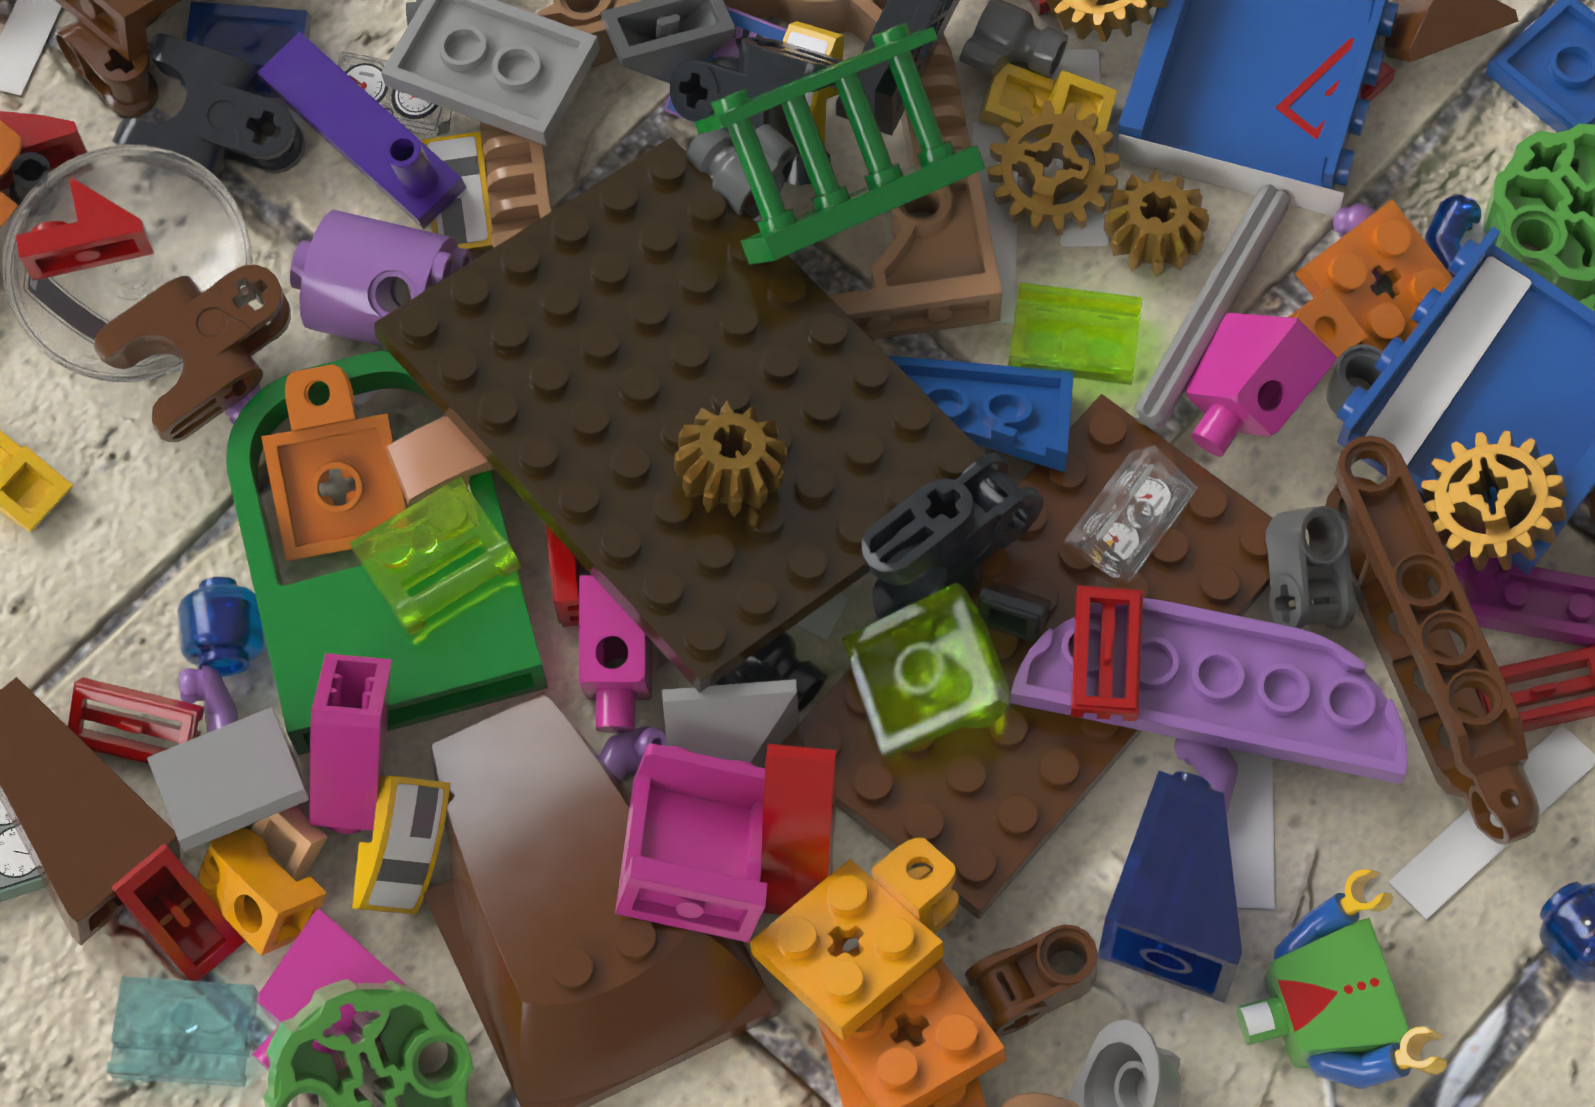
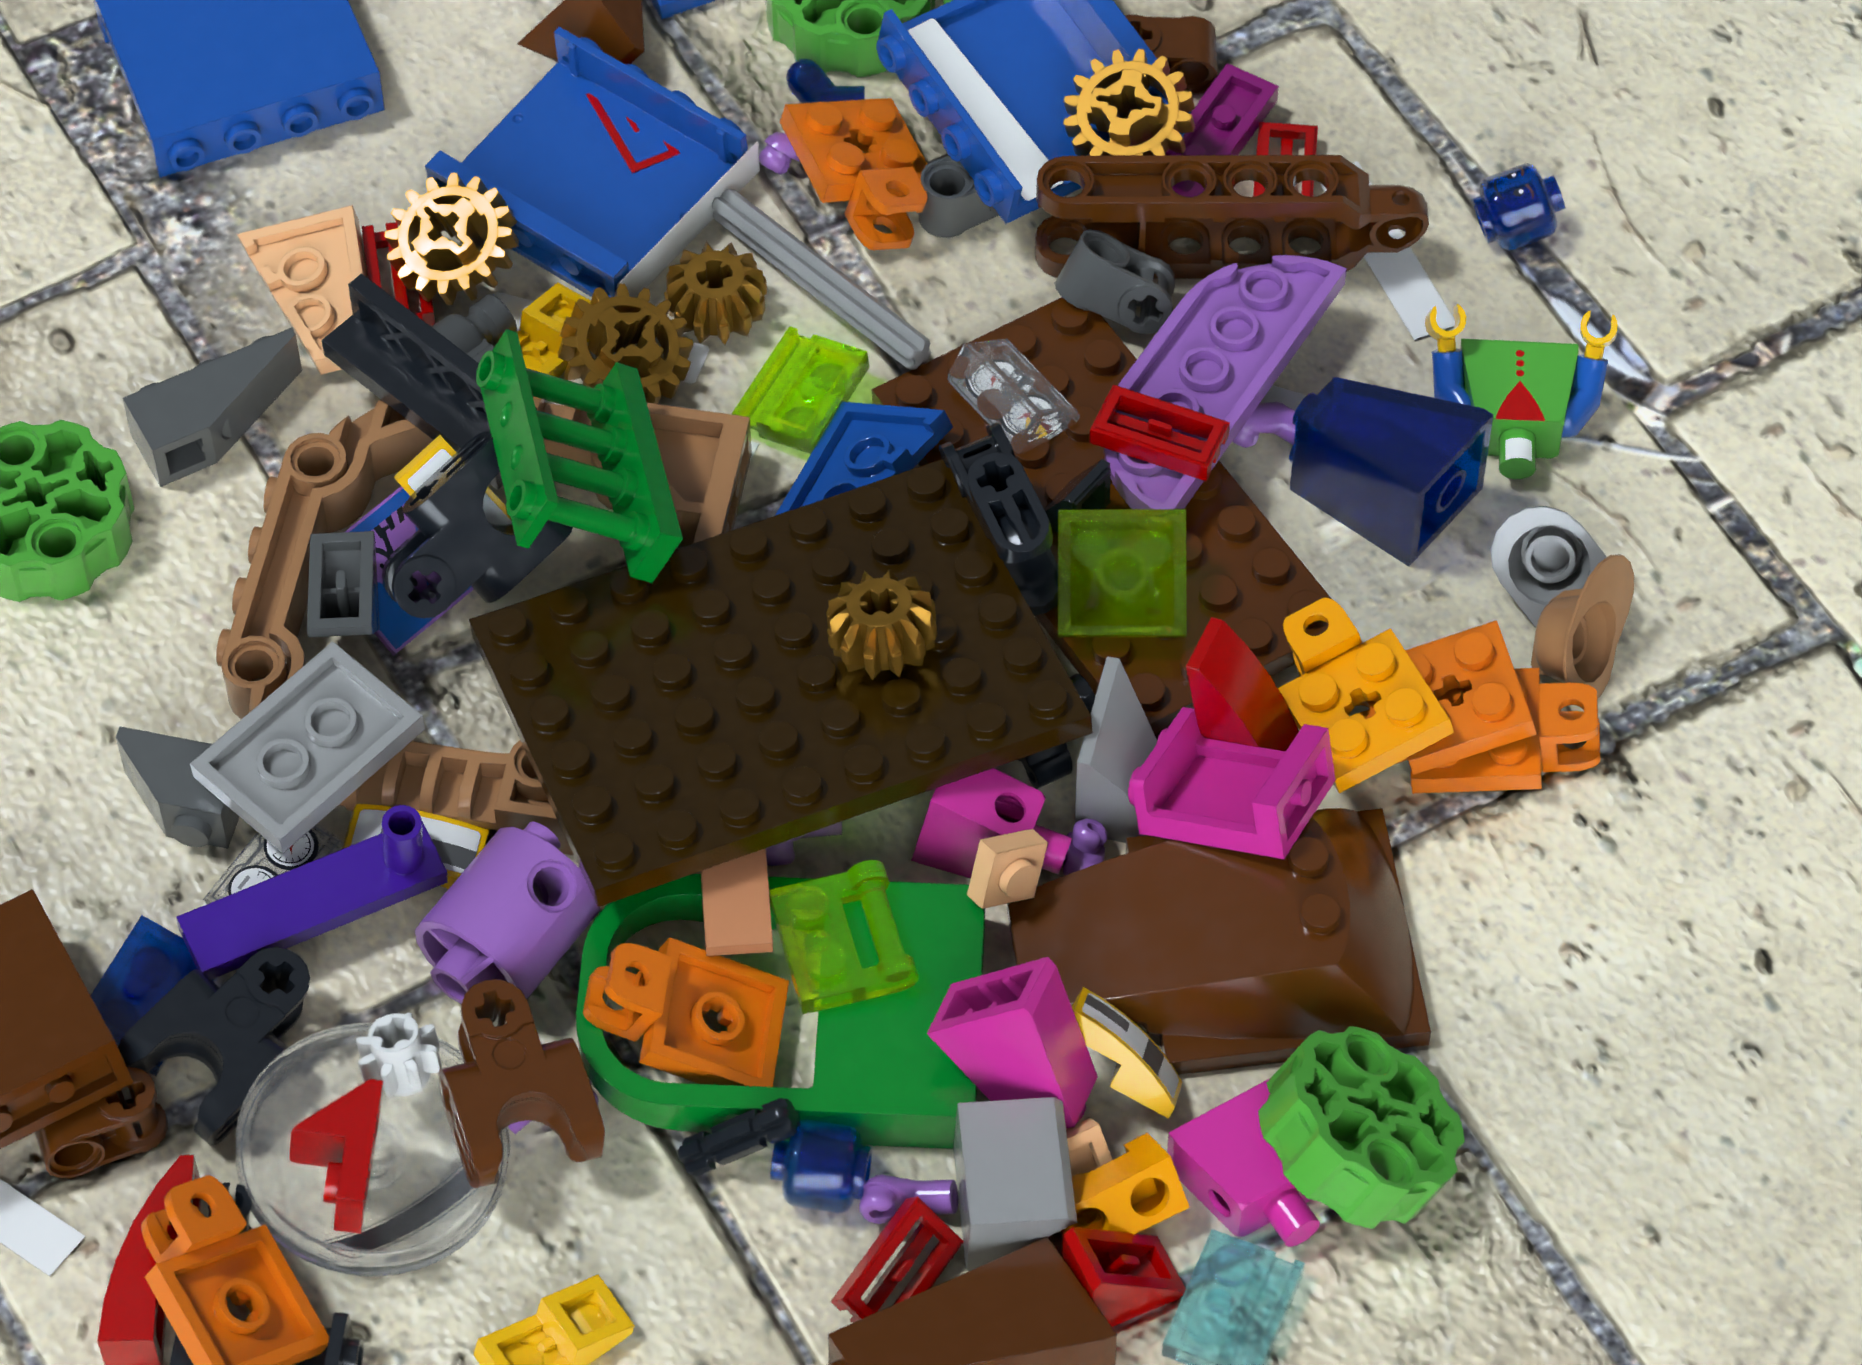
camera: 75 degrees left, 10 degrees down
(197, 241) = (399, 1054): none -> white gear
(222, 546) = (739, 1137): none -> black axle
(546, 672) = (1007, 868): none -> light nougat plate
(564, 581) = (844, 845): red tile -> none
(716, 155) = (537, 573): dark grey piece -> none
(1030, 979) = (1422, 607): reddish brown piece -> none
(1254, 377) = (918, 258): dark pink torso -> none

